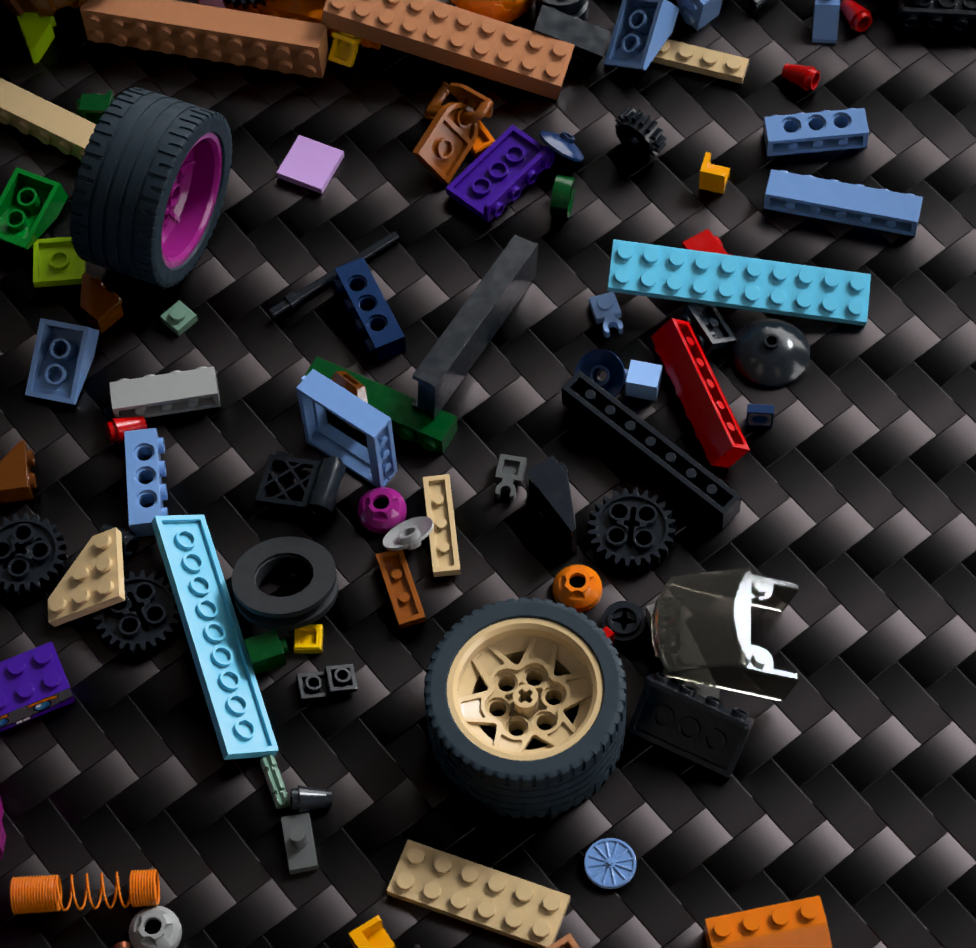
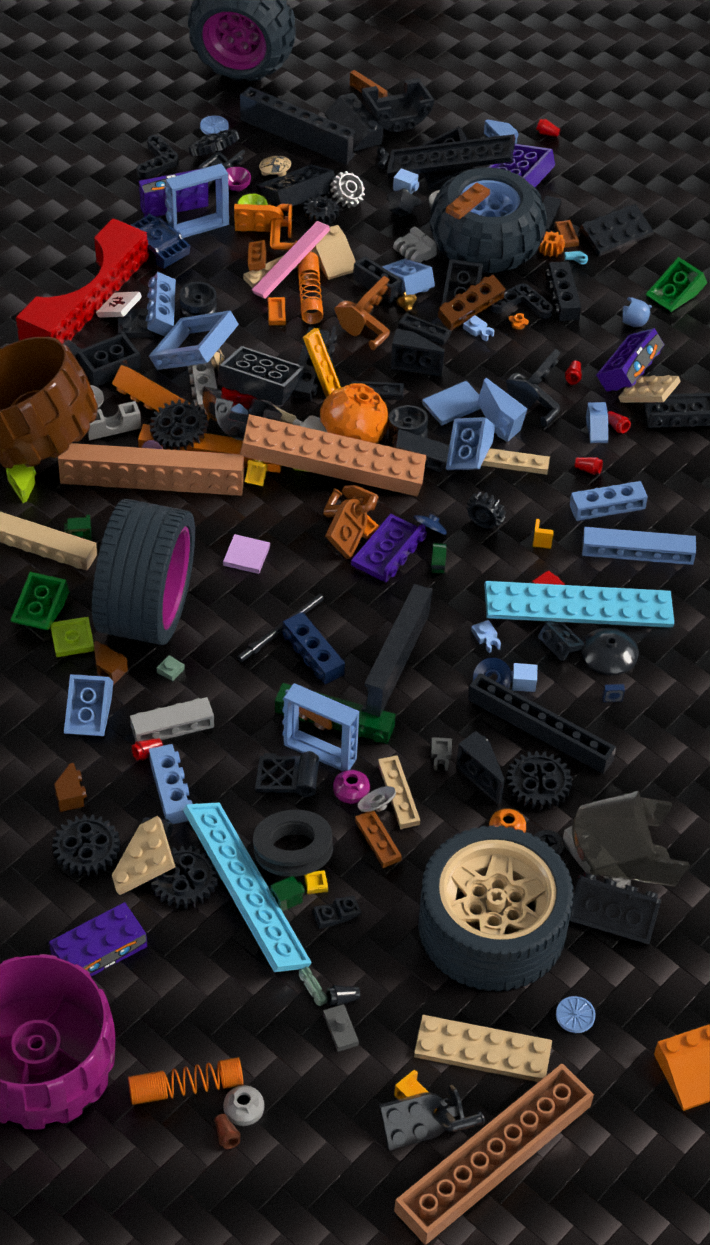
camera: 15 degrees left, 10 degrees down
(700, 393) = (568, 682): red brick -> none

